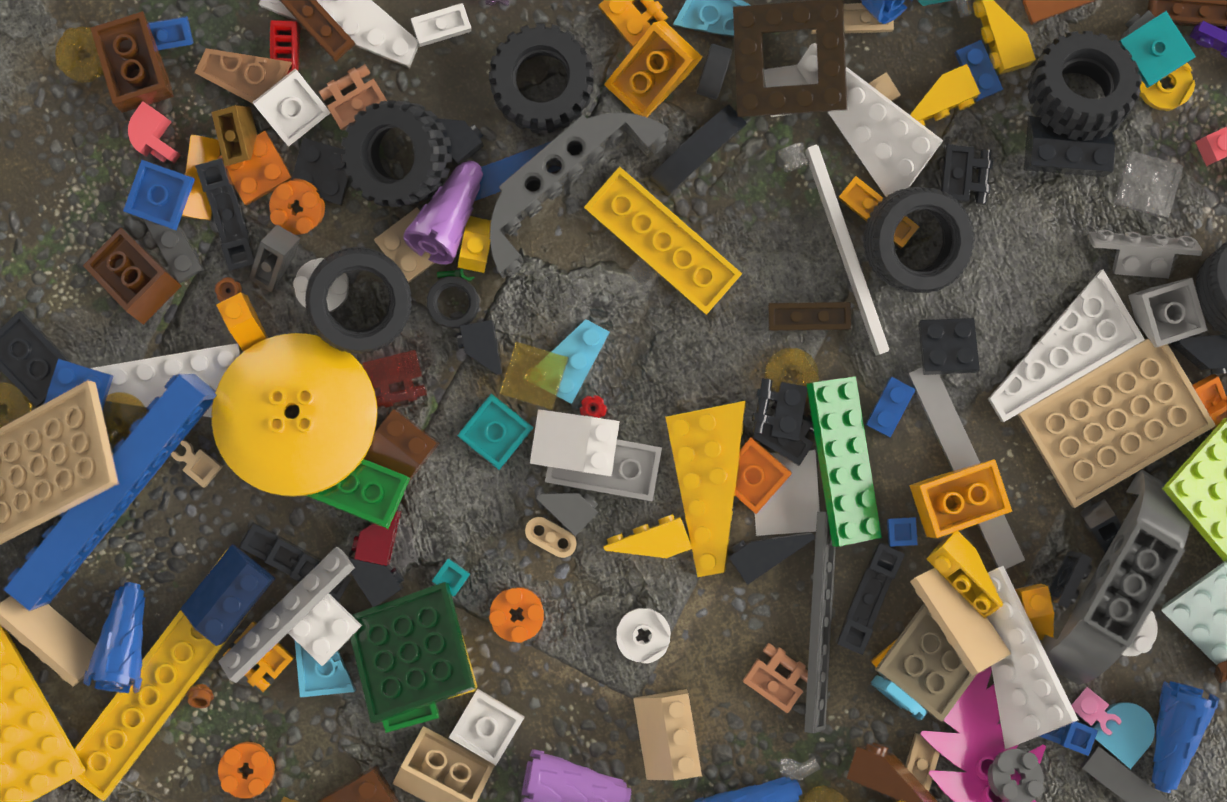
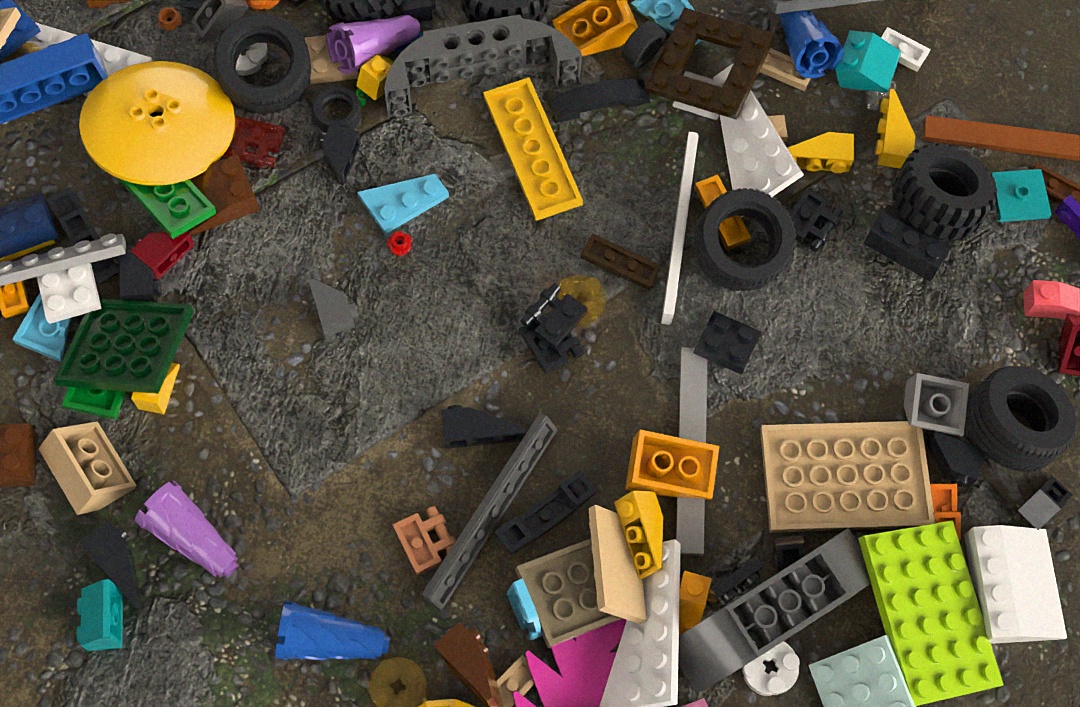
camera: 25 degrees right, 20 degrees down
(199, 466) = (59, 126): tan plate -> none
(242, 320) = (165, 38): light orange slope -> none
(453, 575) = (203, 312): teal plate -> none
(486, 727) = (149, 447): white plate -> none
(495, 431) = (309, 220): teal plate -> none
(501, 617) = (222, 363): orange plate -> none
(534, 375) = (366, 190): clear yellow plate -> none
(550, 538) = (303, 324): tan plate -> none
(574, 442) = (370, 255): white slope -> none
(631, 476) = (381, 289): light grey plate -> none
(639, 650) = (320, 454): white plate -> none
(658, 541) = (390, 370): yellow slope -> none
(667, 736) = (300, 538): tan slope -> none
(706, 465) = (463, 339): yellow wing -> none
(758, 475) = (502, 361): orange plate -> none
(794, 157) = (674, 138): clear wheel -> none
(794, 503) = (522, 390): white sticker -> none
(798, 770) = (396, 631): clear arm -> none
(844, 461) = (585, 387): plate -> none
(890, 407) = (651, 368): blue plate -> none
(902, 531) = (605, 472): blue plate -> none
(981, 69) = (864, 152): blue plate -> none
(1079, 341) = (843, 394): white wing -> none
(1144, 254) = (934, 355): light grey bracket -> none
(1148, 184) = (965, 302): clear plate -> none
(1173, 97) = (1017, 246): yellow plate -> none

